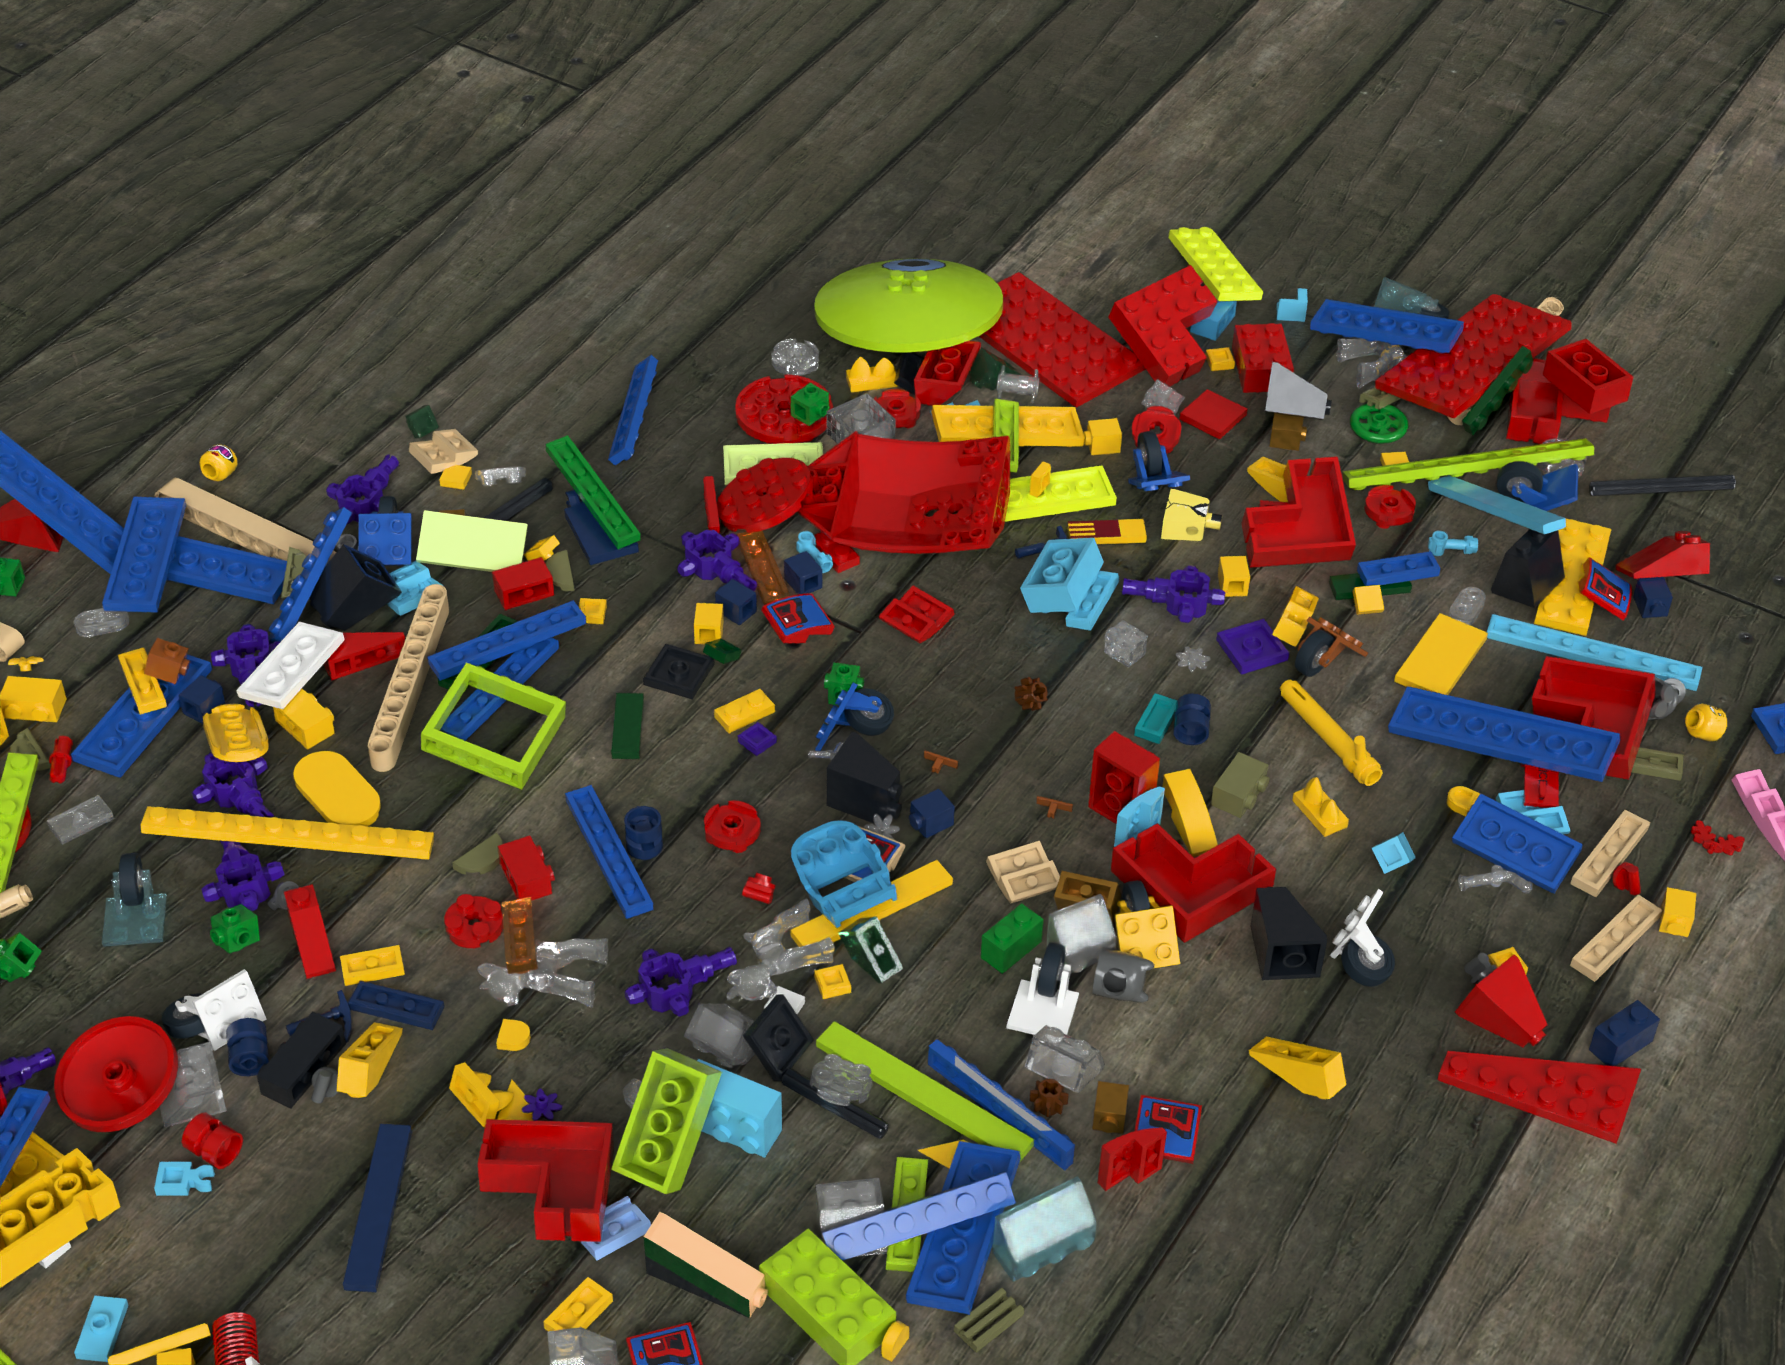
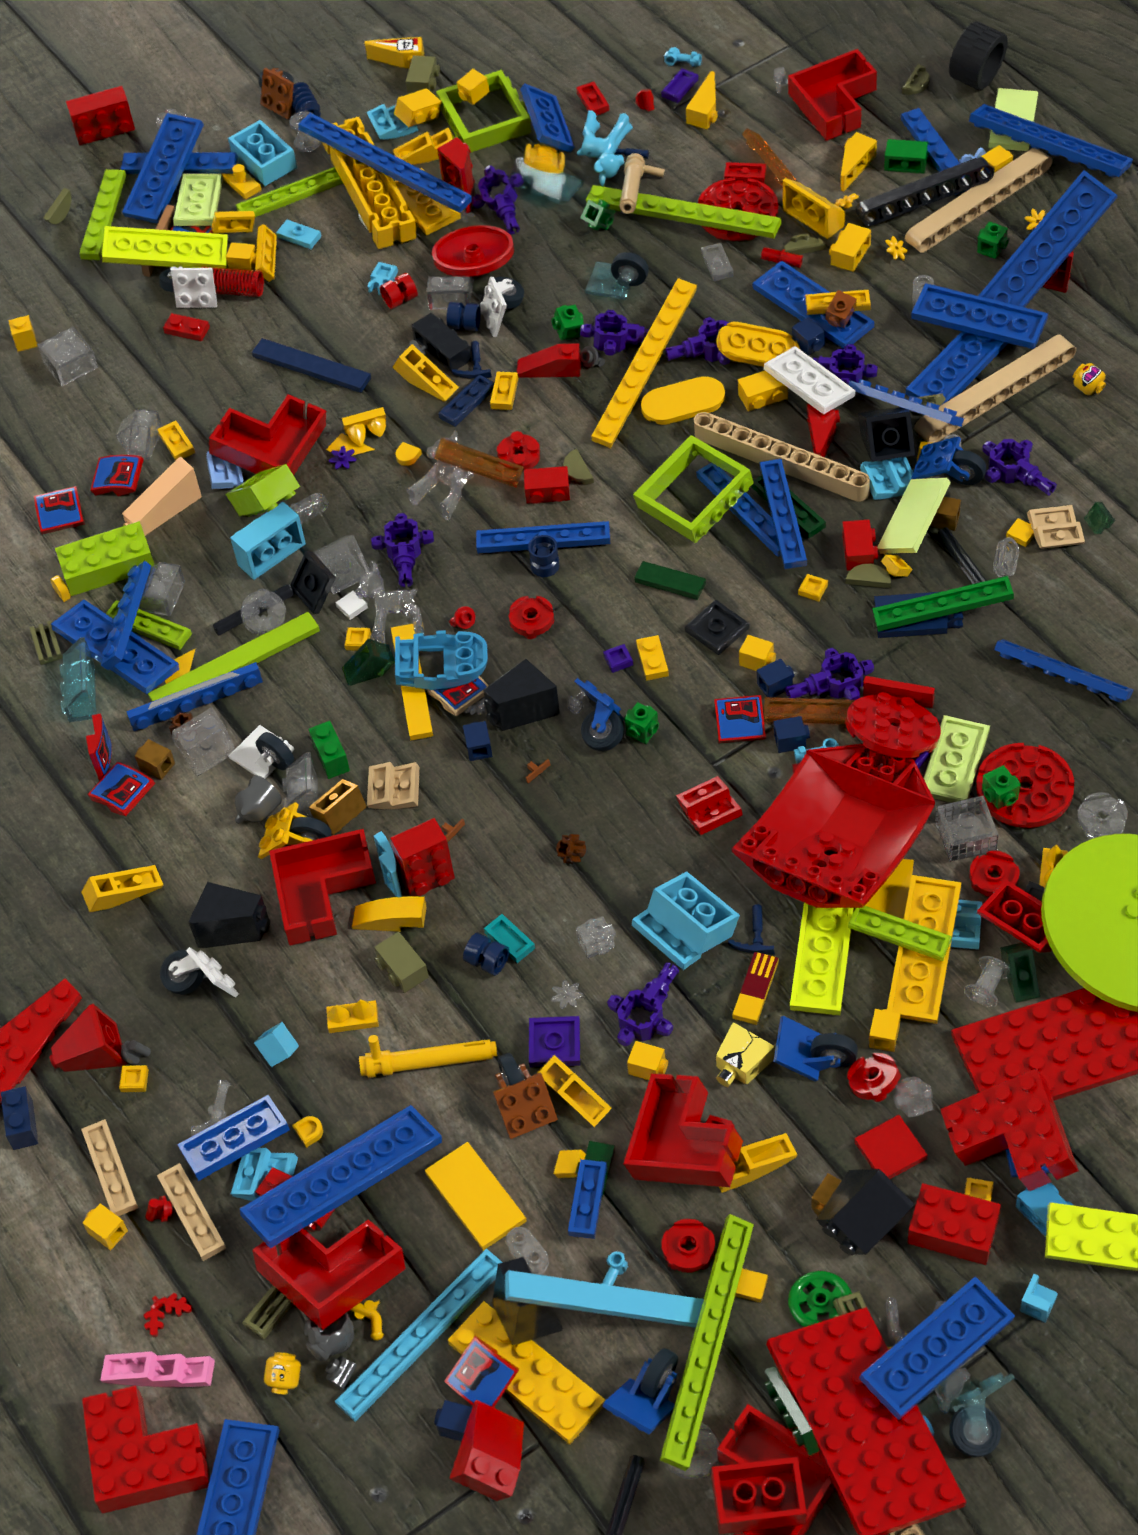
camera: 120 degrees right, 10 degrees up
(722, 651) = (722, 657): dark green tile -> none
(1040, 479) = (827, 940): yellow tile -> none

